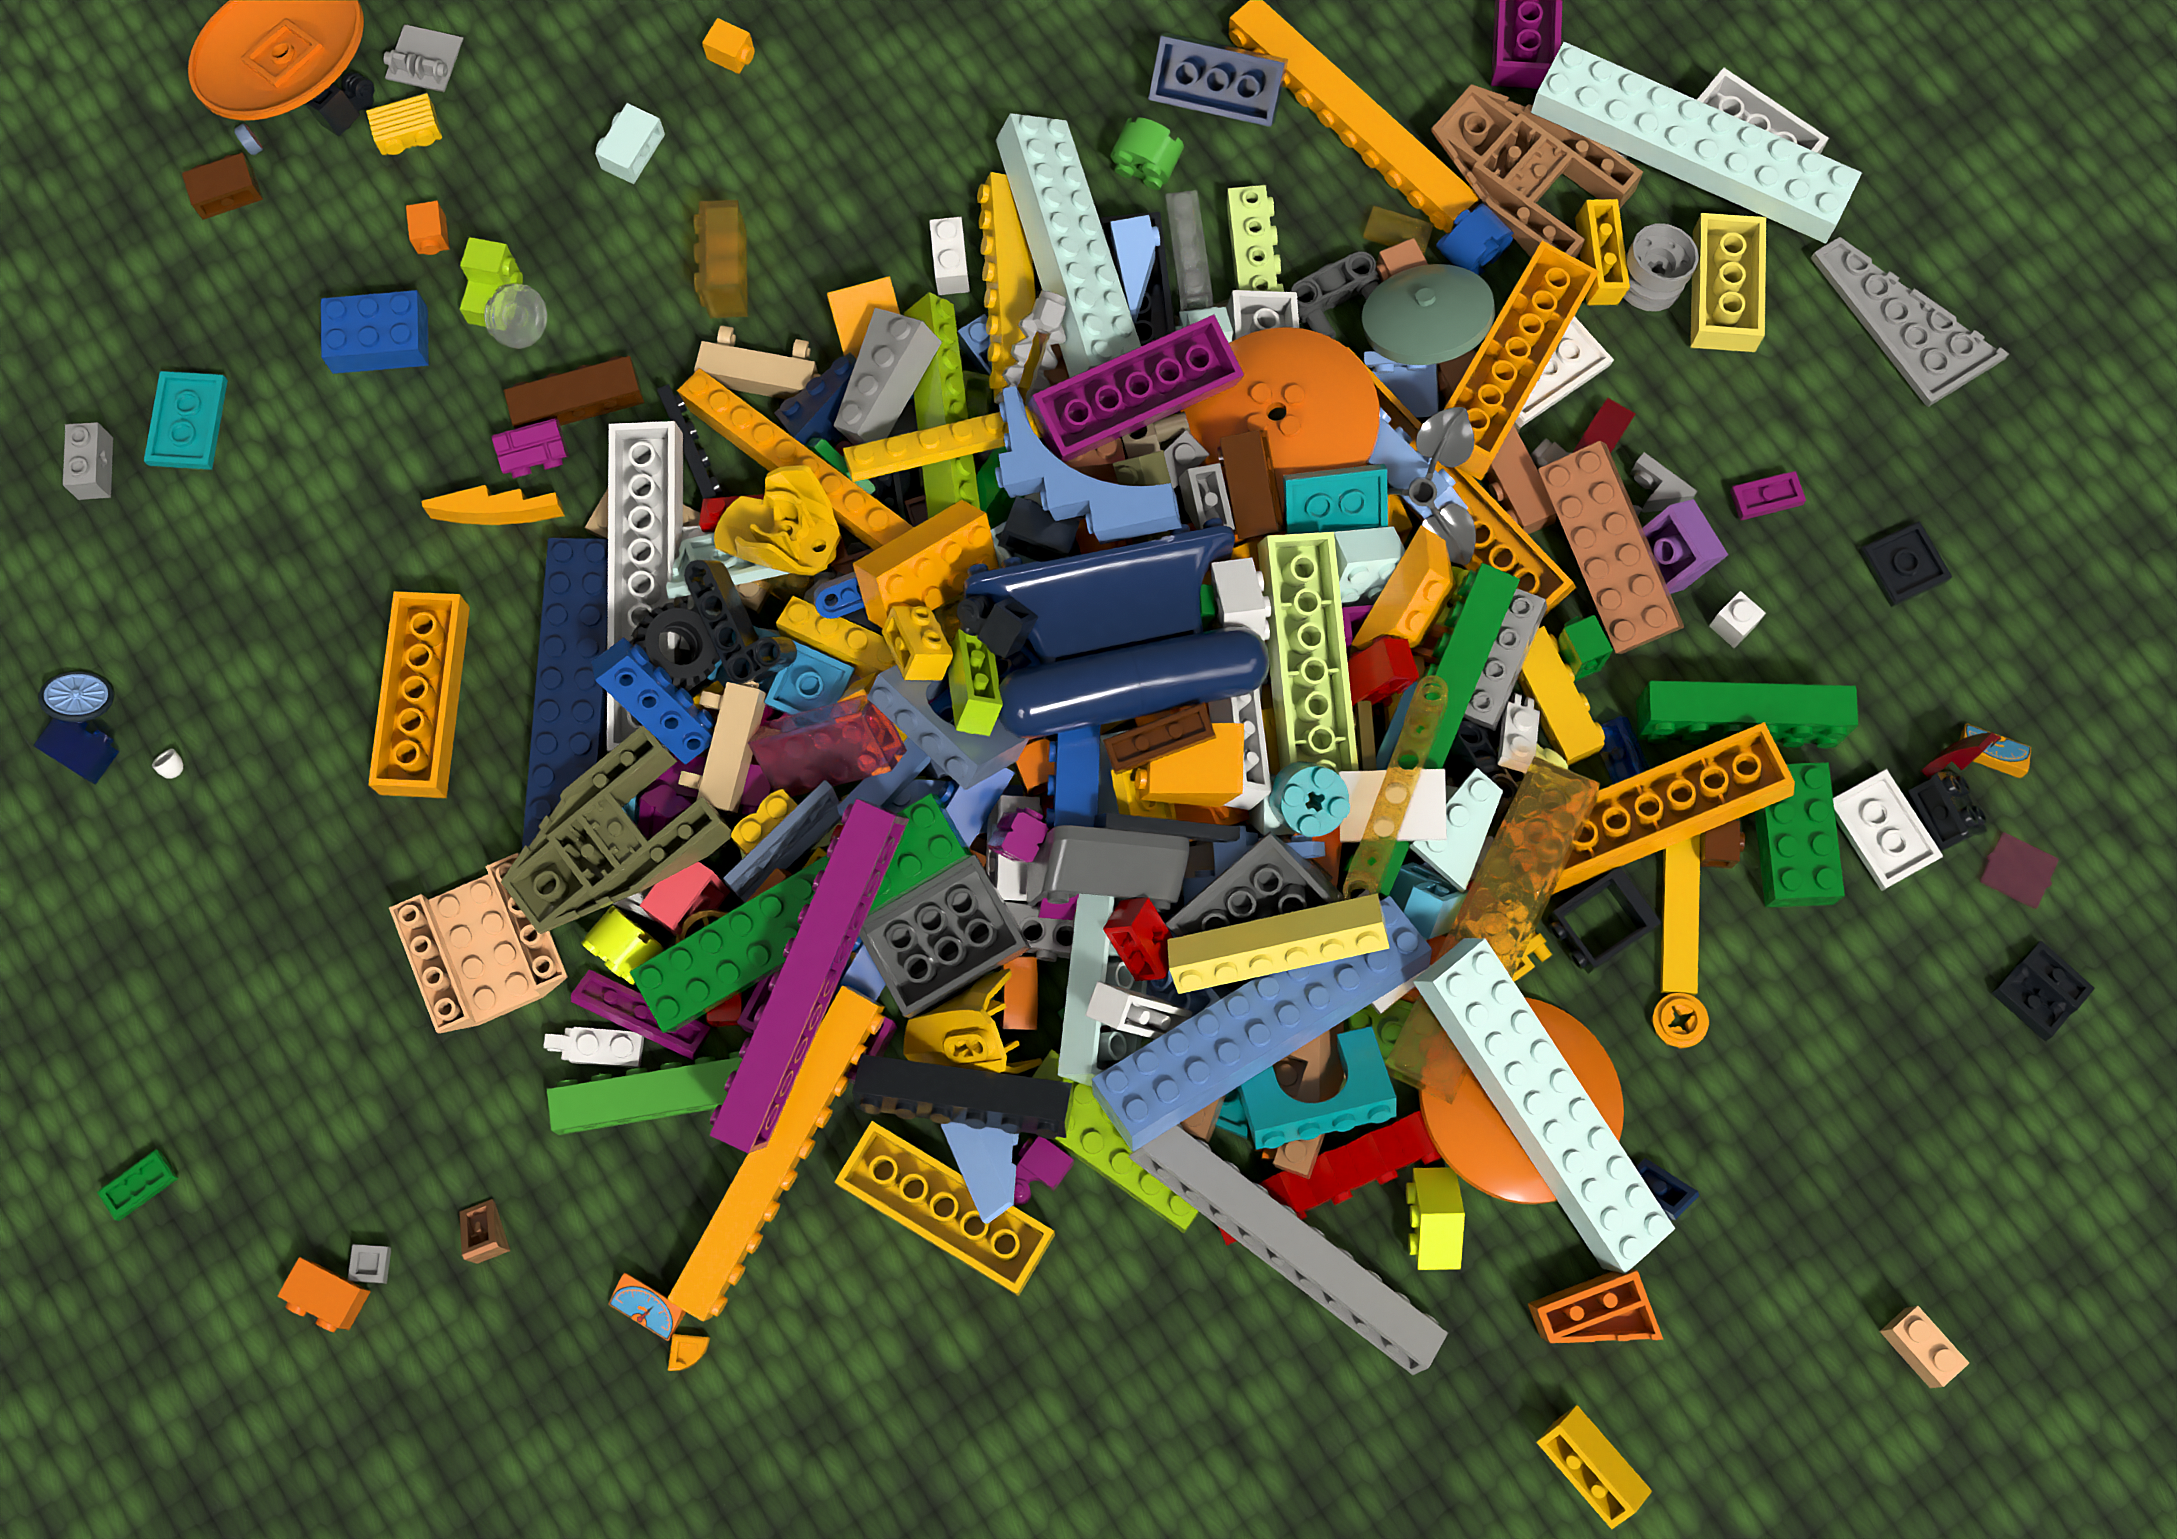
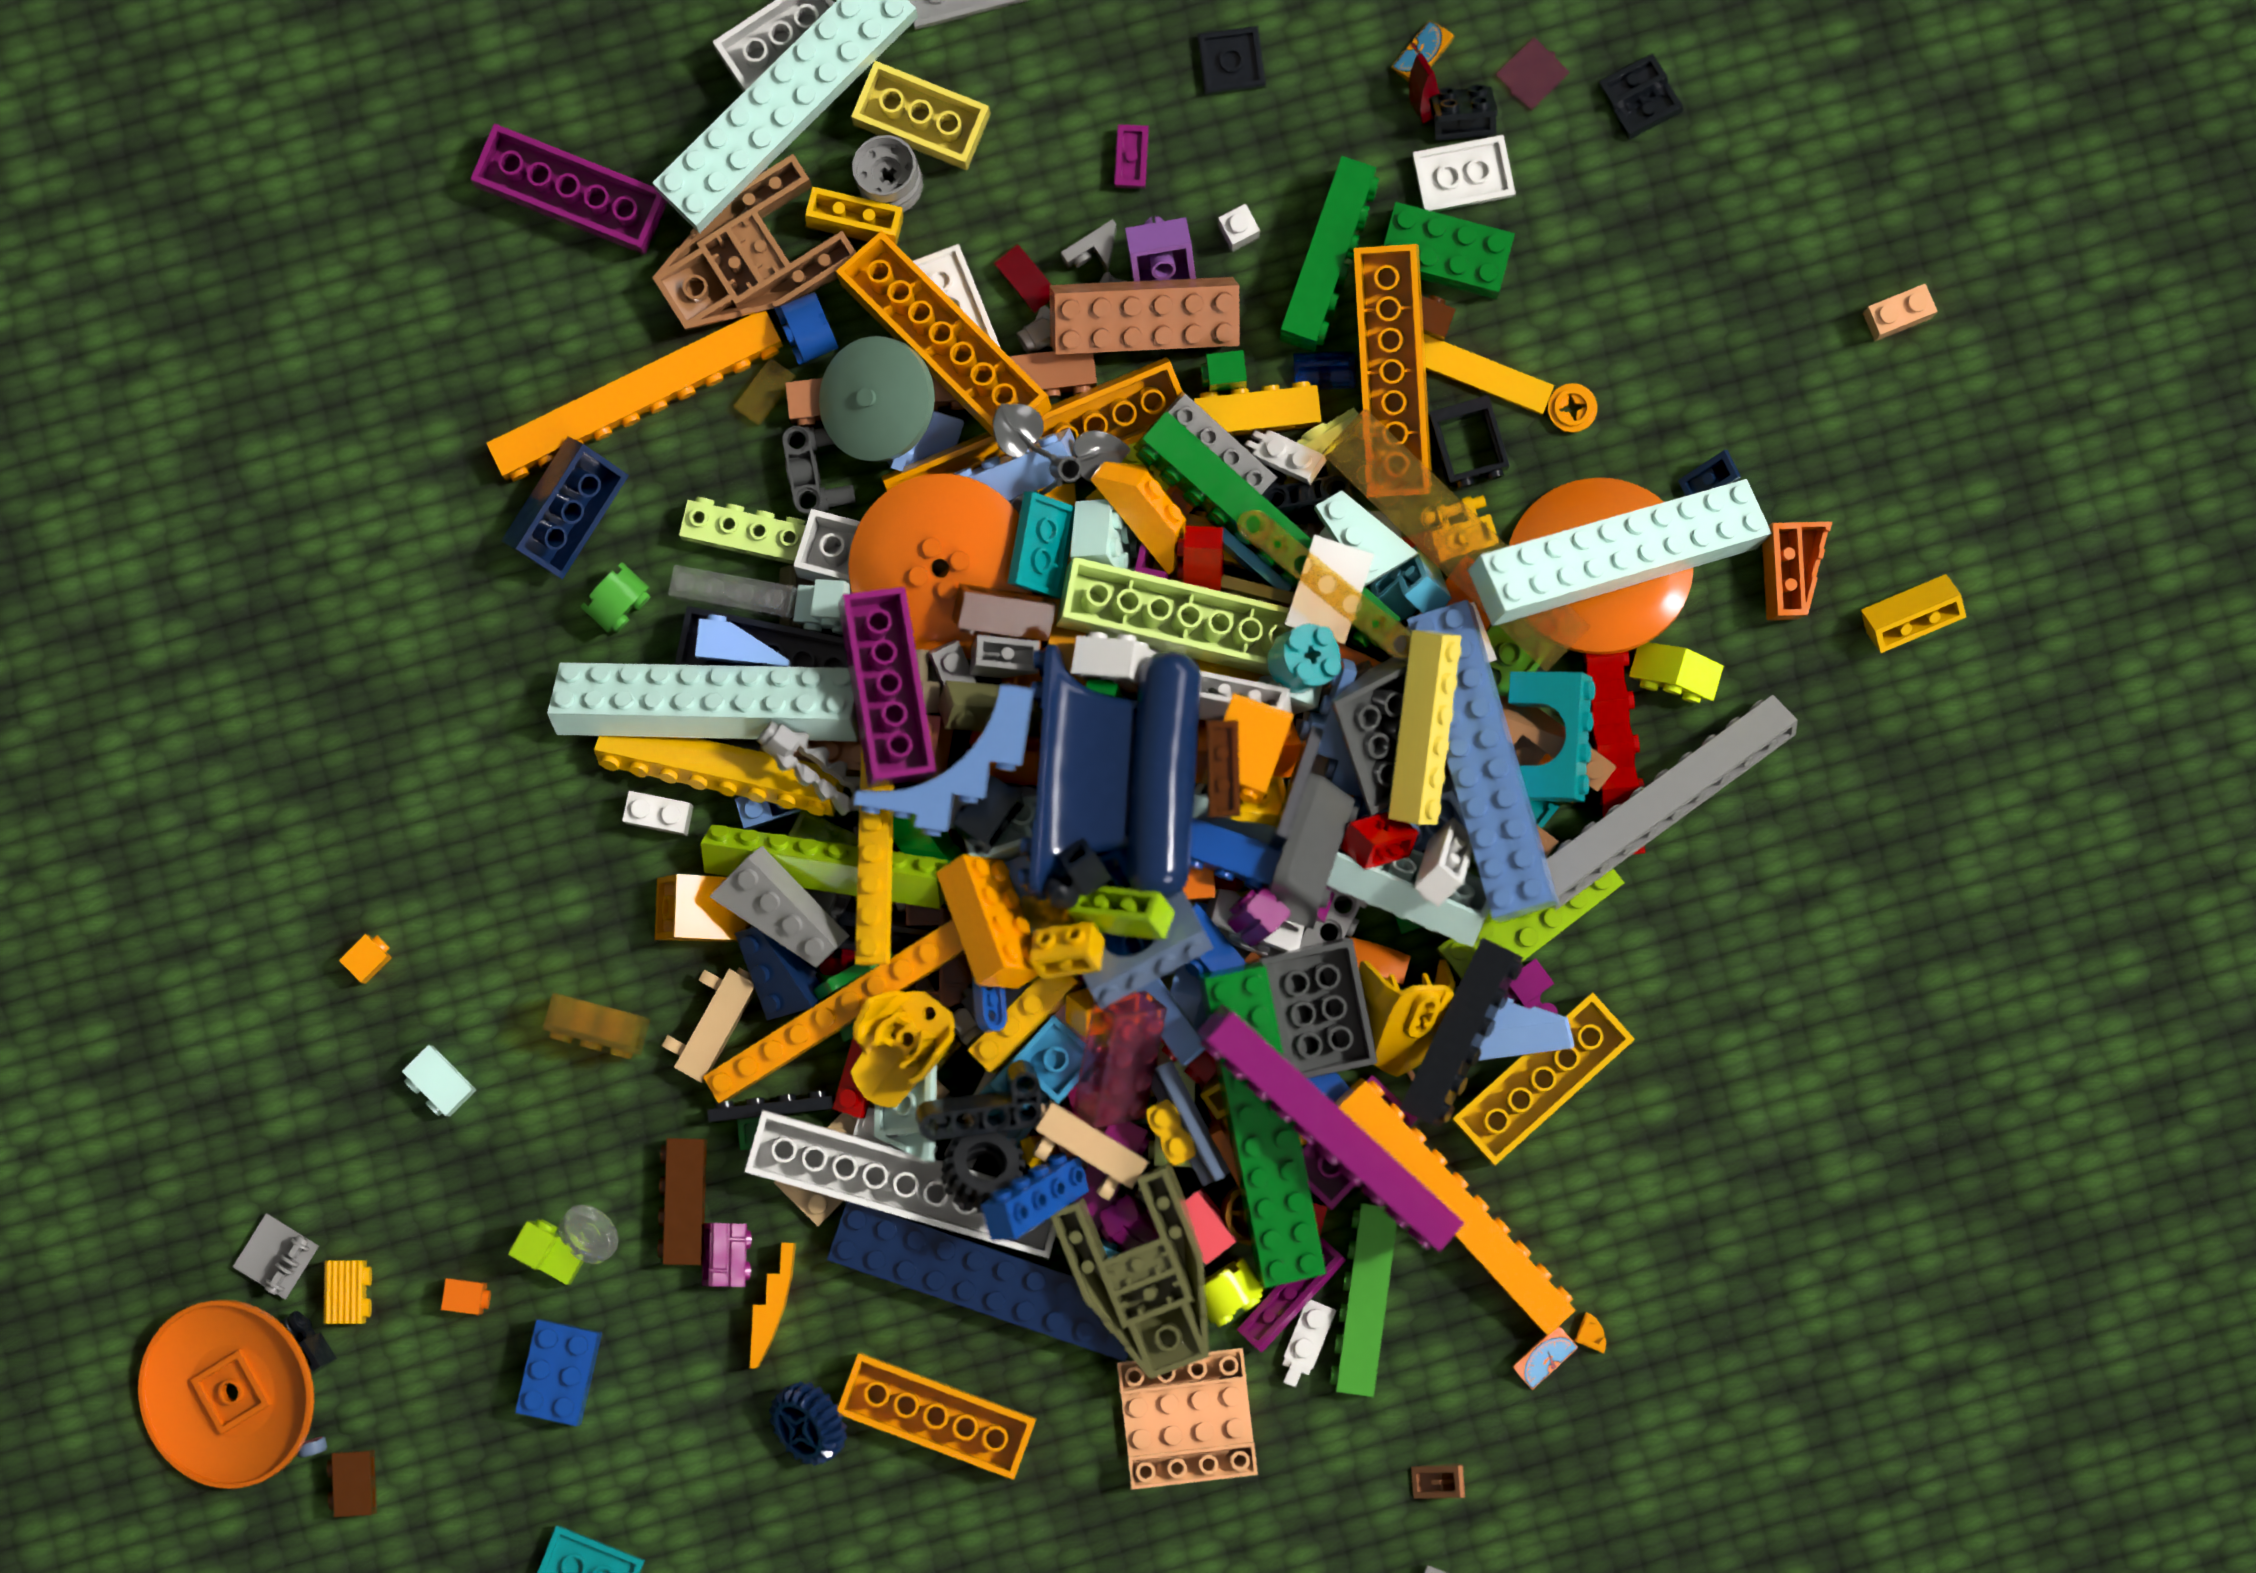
camera: 70 degrees left, 10 degrees up
(378, 570) = (808, 1423): none -> dark blue gear

